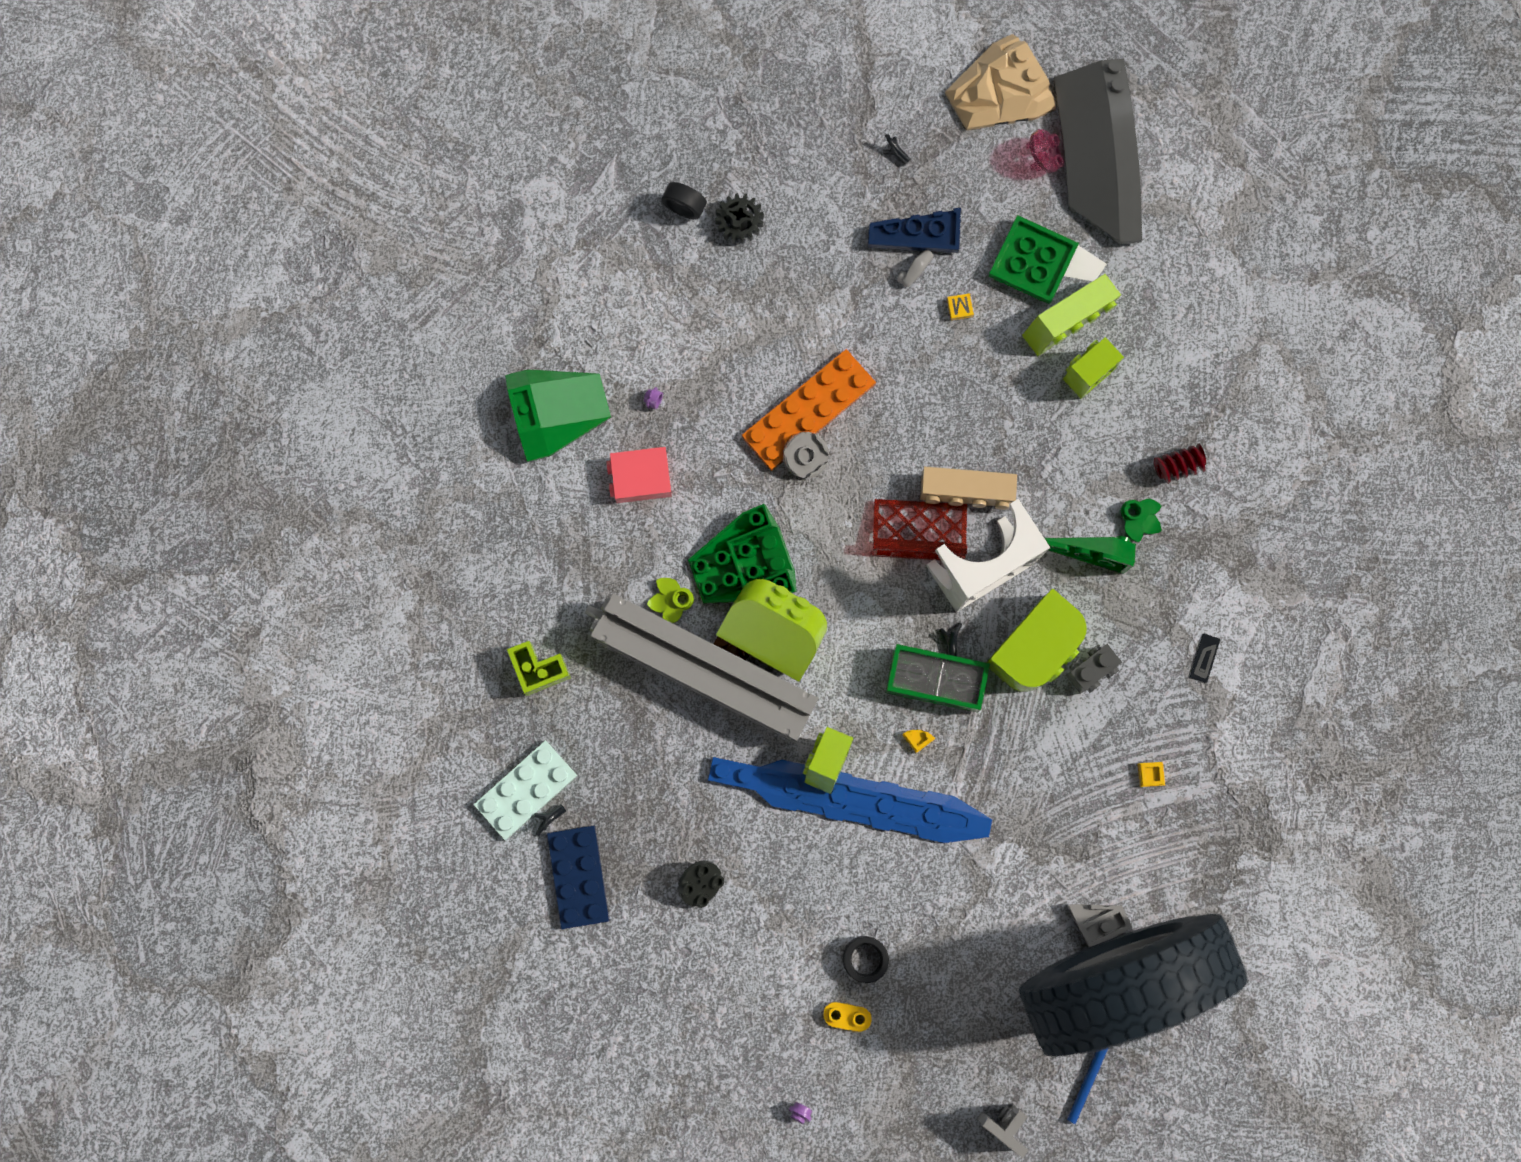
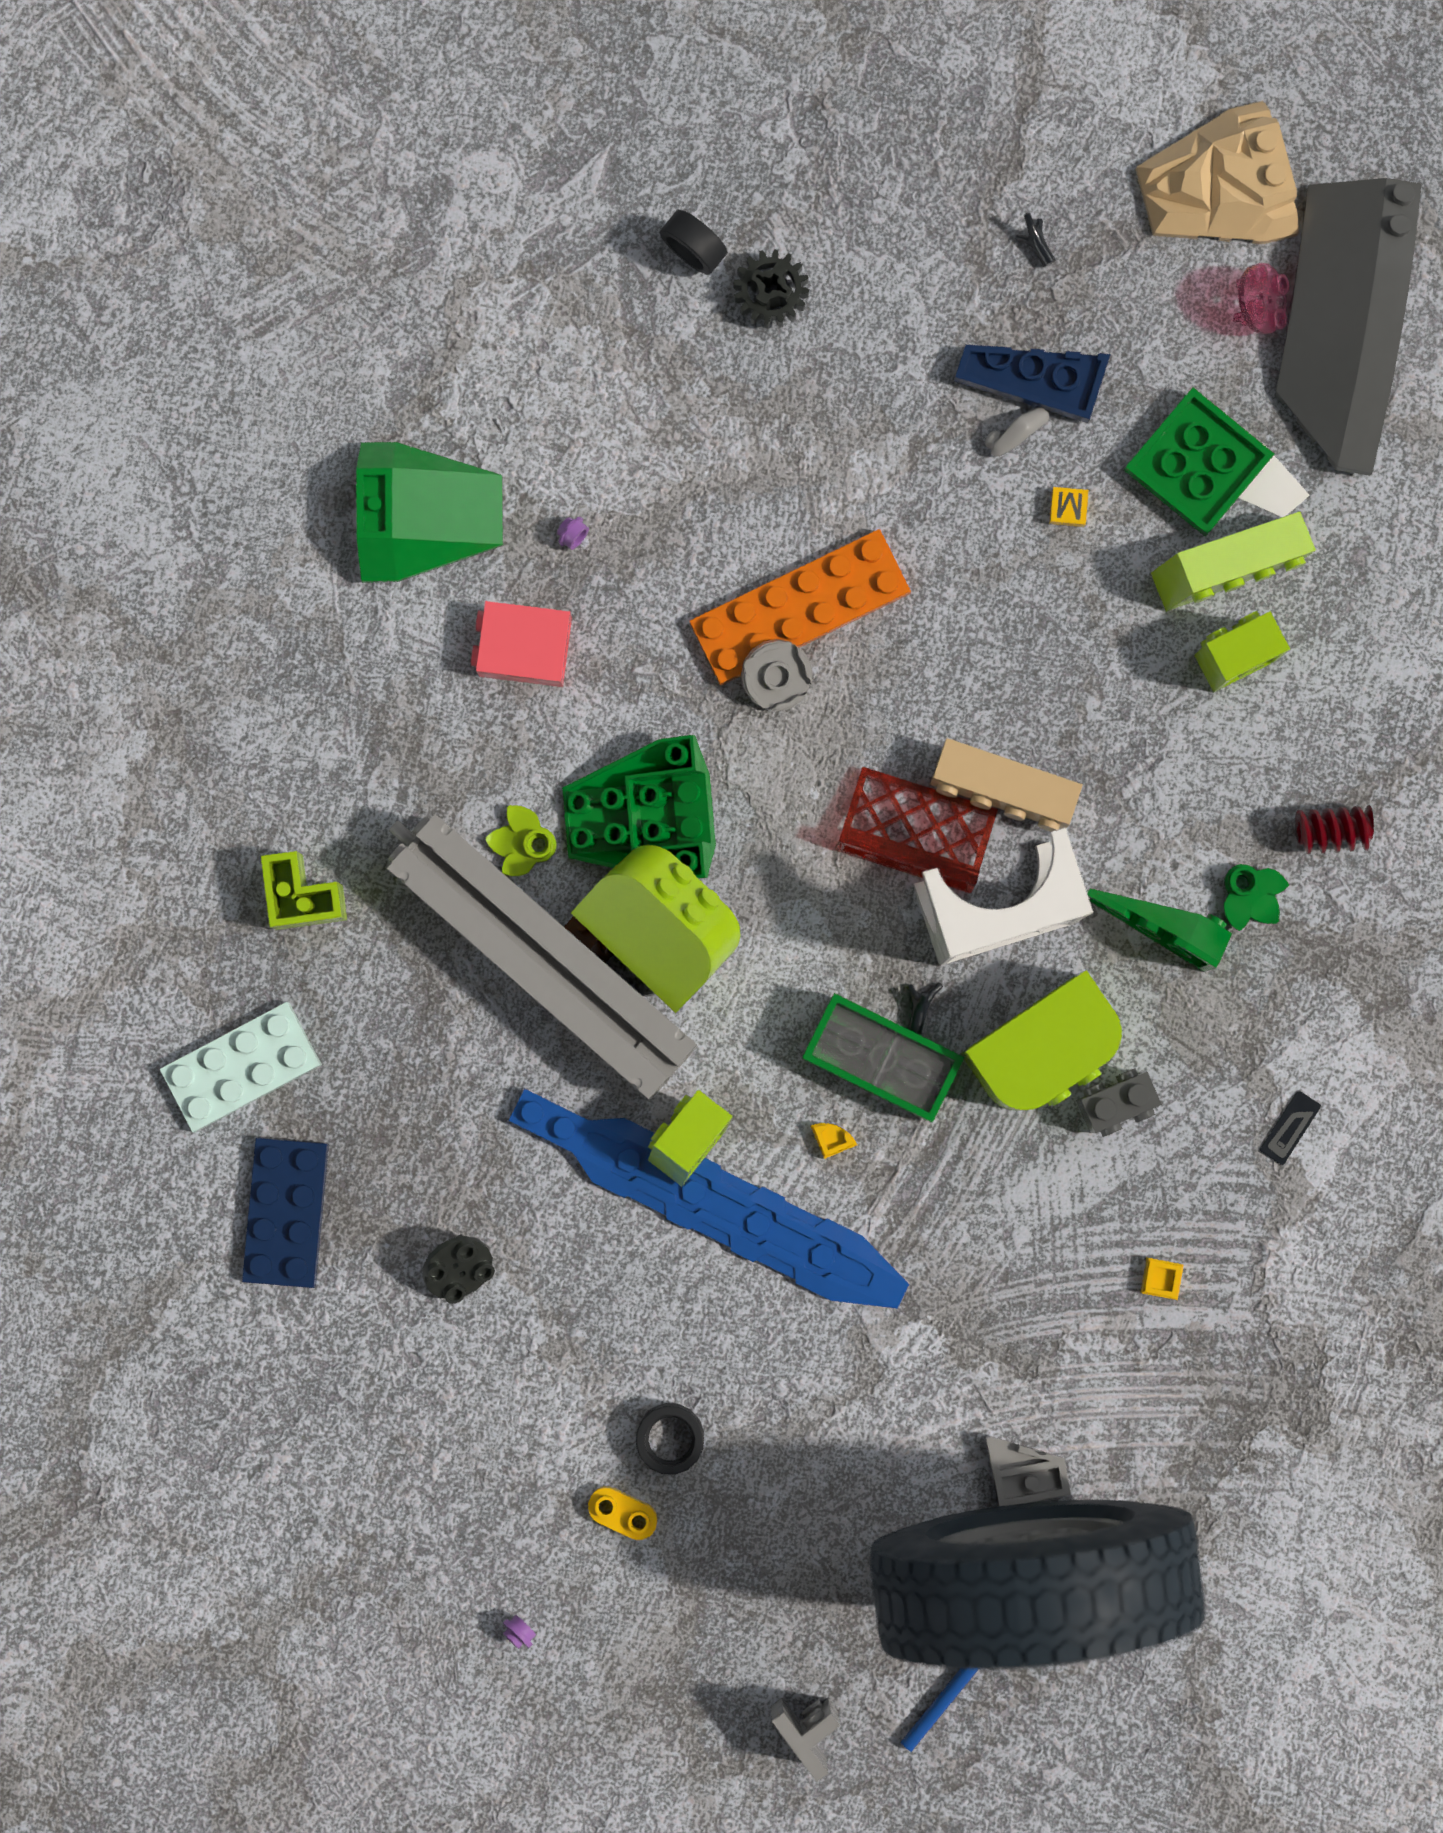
camera: 20 degrees right, 5 degrees up
(549, 818) = (264, 1116): black bar -> none

